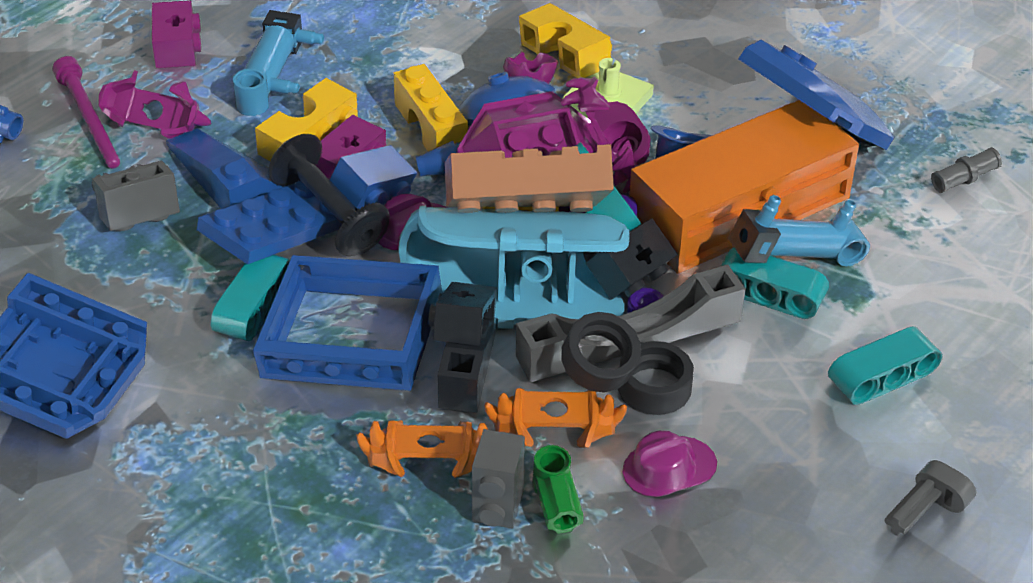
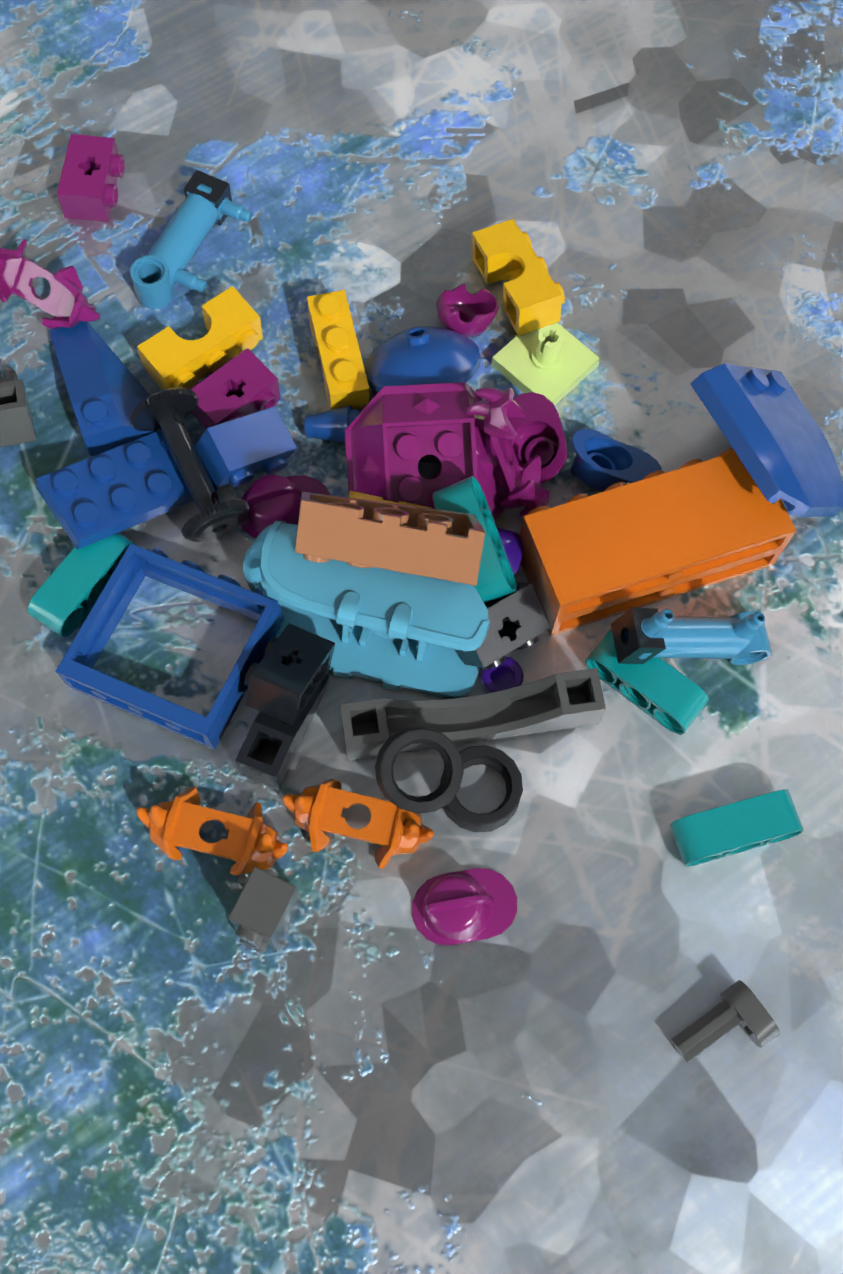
camera: 10 degrees right, 25 degrees up
(556, 489) = (330, 928): green piece -> none

